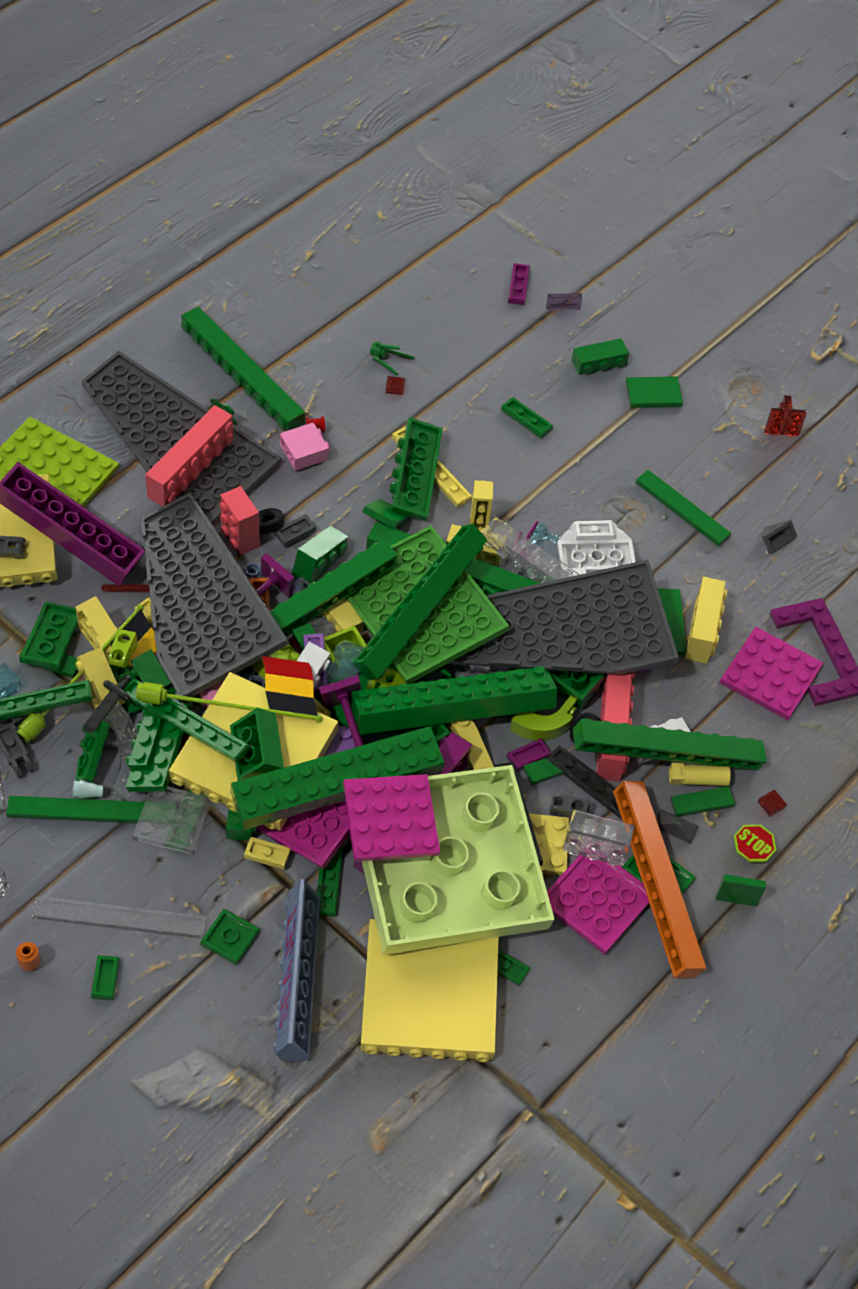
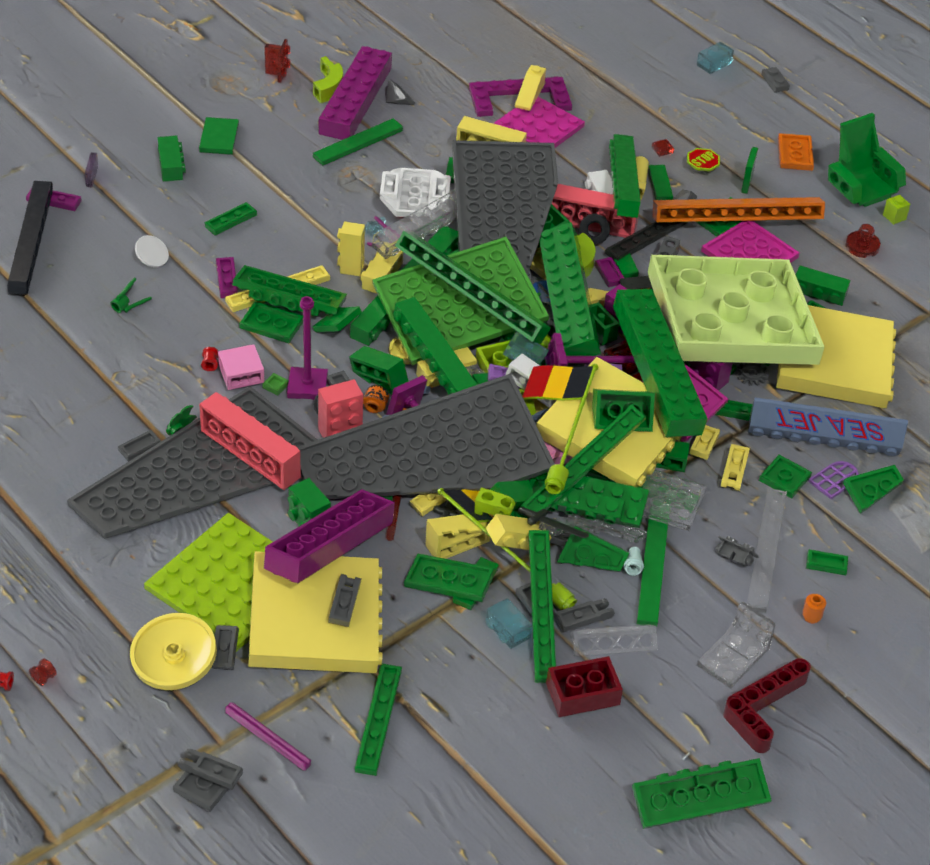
camera: 80 degrees left, 10 degrees down
(108, 884) = (744, 552): none -> dark grey hinge
(121, 511) = (306, 501): none -> green brick
(197, 391) = (138, 445): none -> dark grey tile
(221, 1026) = (872, 486): none -> green wing
(226, 989) = (827, 478): none -> medium lavender window
(233, 883) = (735, 466): none -> light yellow plate
(243, 369) = (117, 405): green brick -> none
(283, 555) = (375, 399): none -> orange head
(294, 480) = (275, 384): none -> bright green tile
(300, 499) = (306, 380): none -> magenta tile
(378, 467) = (271, 322): none -> green tile
(391, 817) = (709, 323): dark pink plate -> none
(395, 385) = (167, 300): clear red tile -> none
(449, 422) = (226, 274): none -> magenta tile
(451, 273) = (30, 238): none -> black beam
(454, 361) = (151, 251): none -> white piece
(551, 975) = (822, 285): none -> green brick
(598, 838) = (709, 229): clear brick -> none
(651, 1031) = (862, 242): none -> clear red tile
(723, 1070) = (896, 209): none -> lime brick
(761, 494) = (355, 93): none -> magenta brick
(774, 474) = (325, 88): none -> lime arch
(779, 1022) = (864, 169): none -> green piece
(814, 955) = (795, 152): none -> orange tile
(820, 651) = (531, 87): none -> light yellow slope

